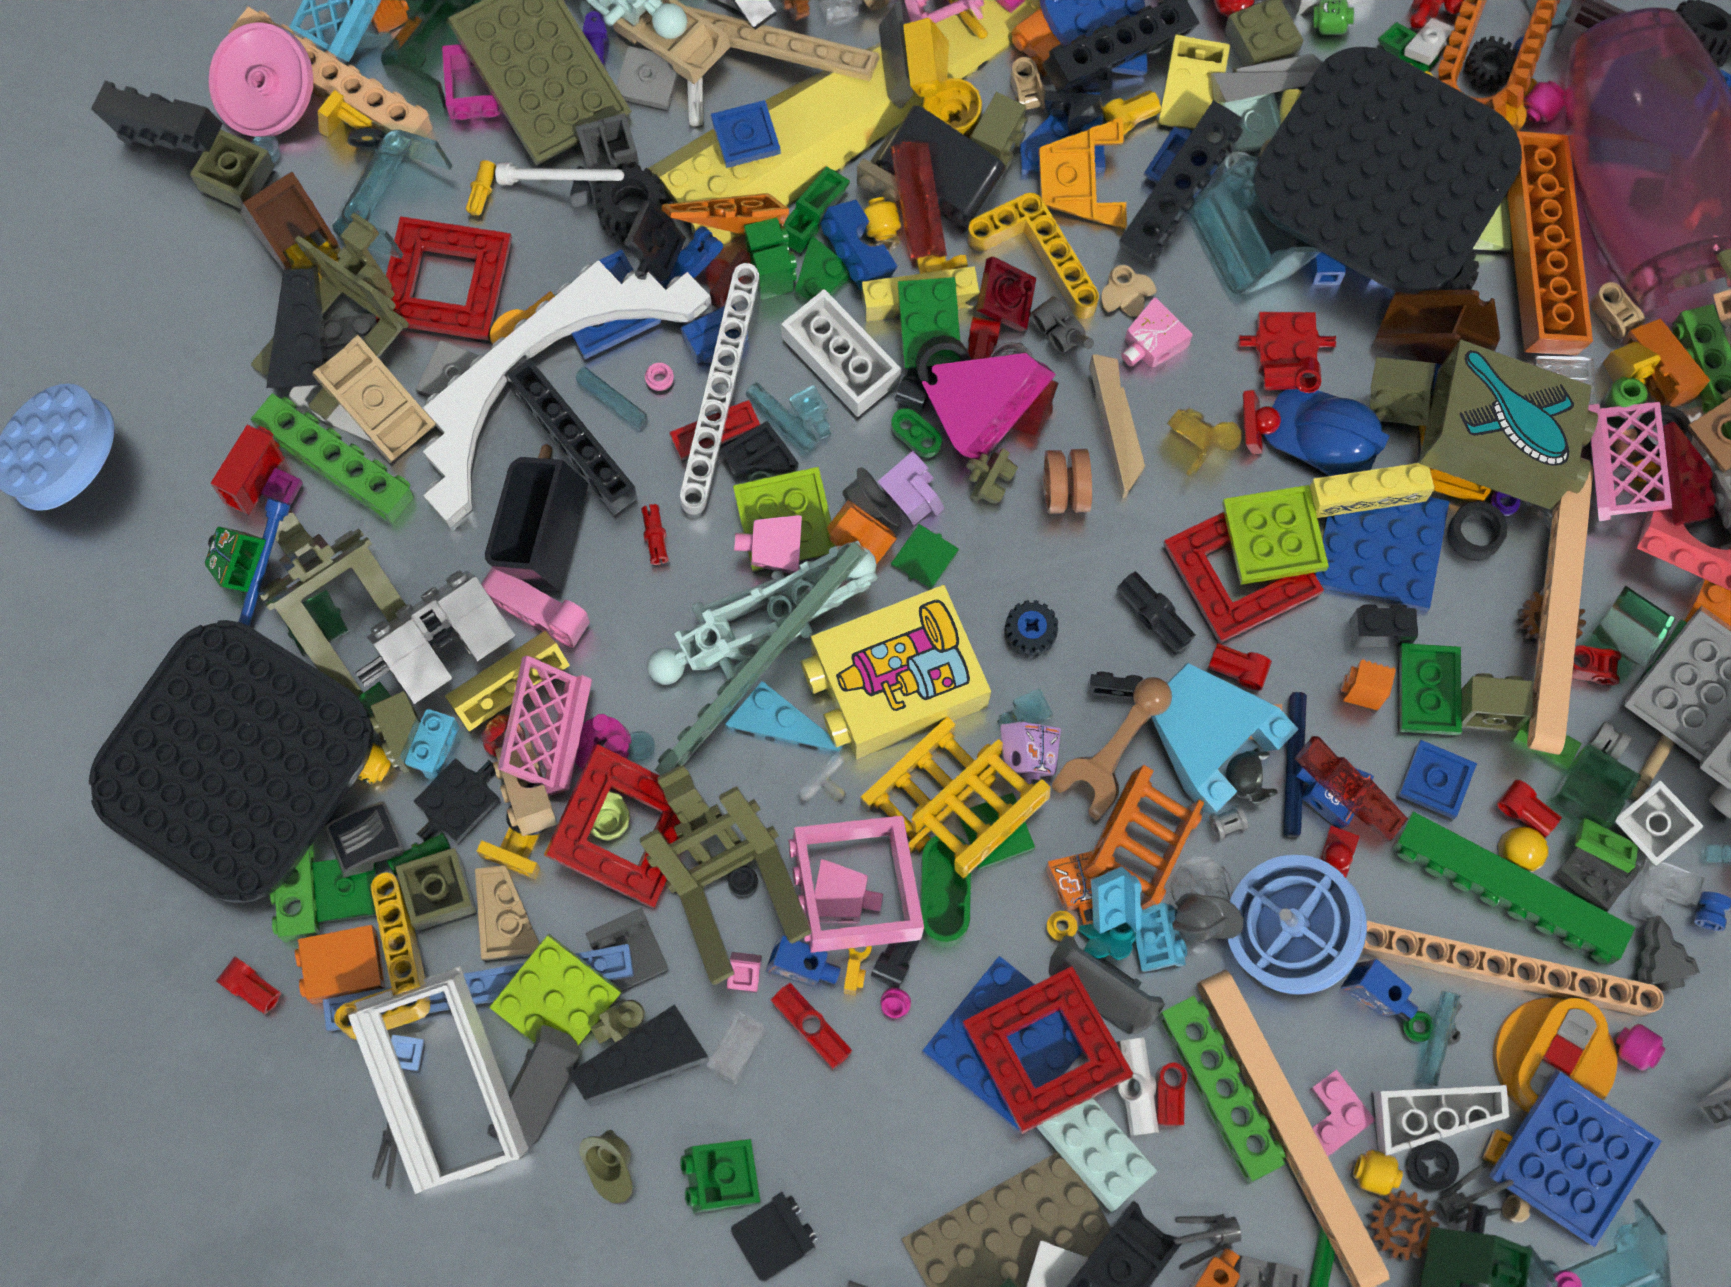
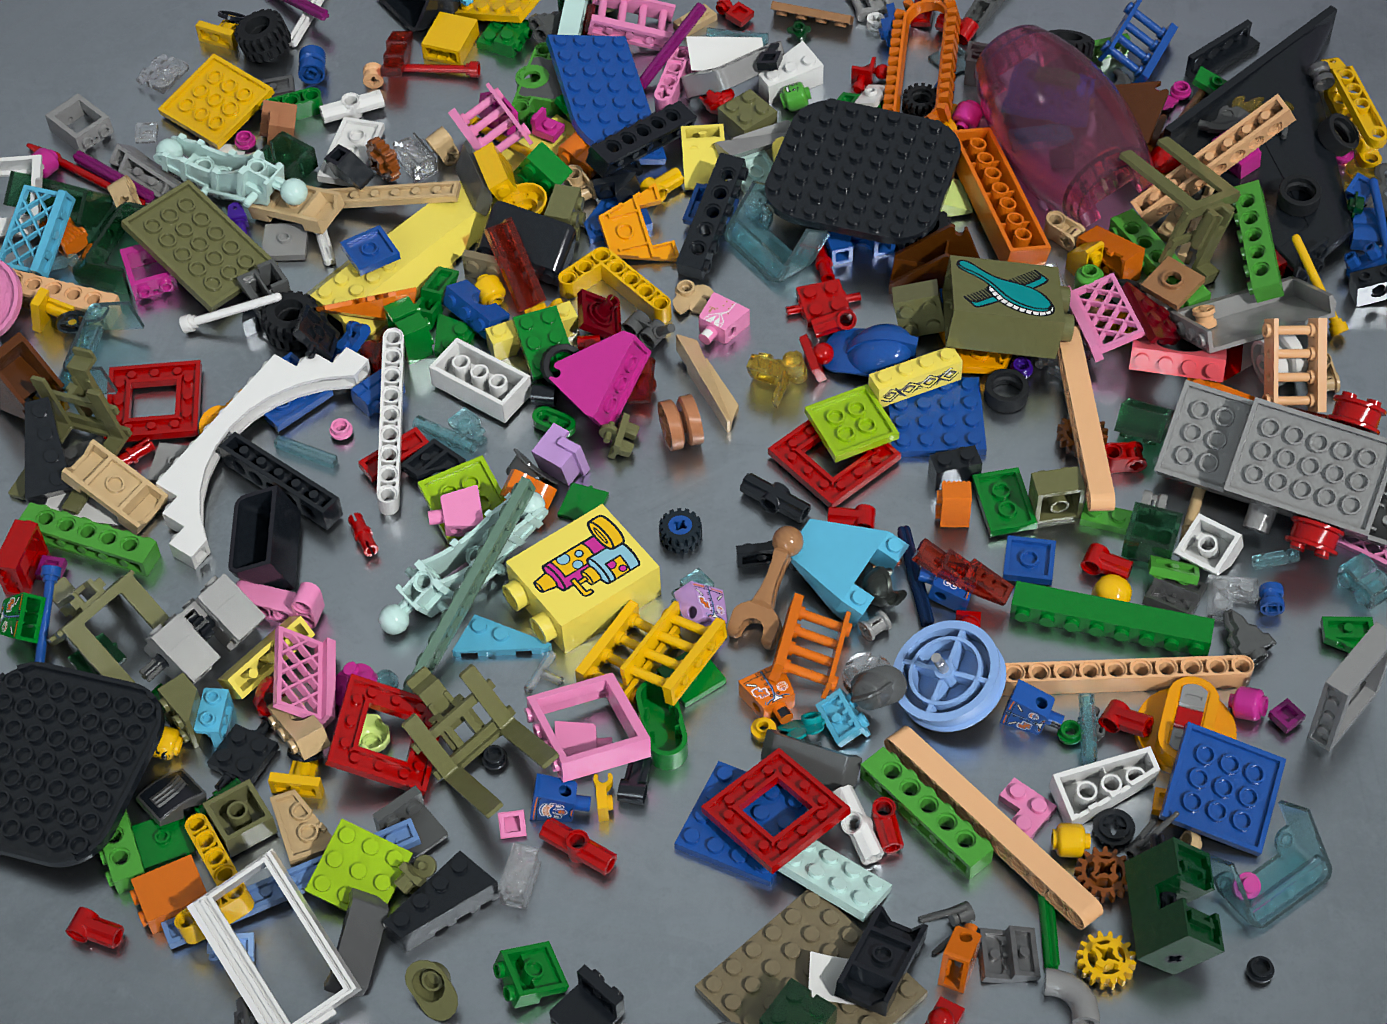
camera: 10 degrees left, 20 degrees down
(406, 349) = (136, 452): none -> red pin
(481, 187) = (170, 337): yellow axle -> none
(895, 1002) = (643, 813): dark pink plate -> none
(984, 62) = (543, 169): none -> green piece
(1116, 900) = (801, 691): medium azure bracket -> none
(1302, 285) = (824, 265): none -> red pin
(1483, 1025) = (1120, 717): none -> red piece
(1681, 1073) = (1286, 715): none -> magenta plate

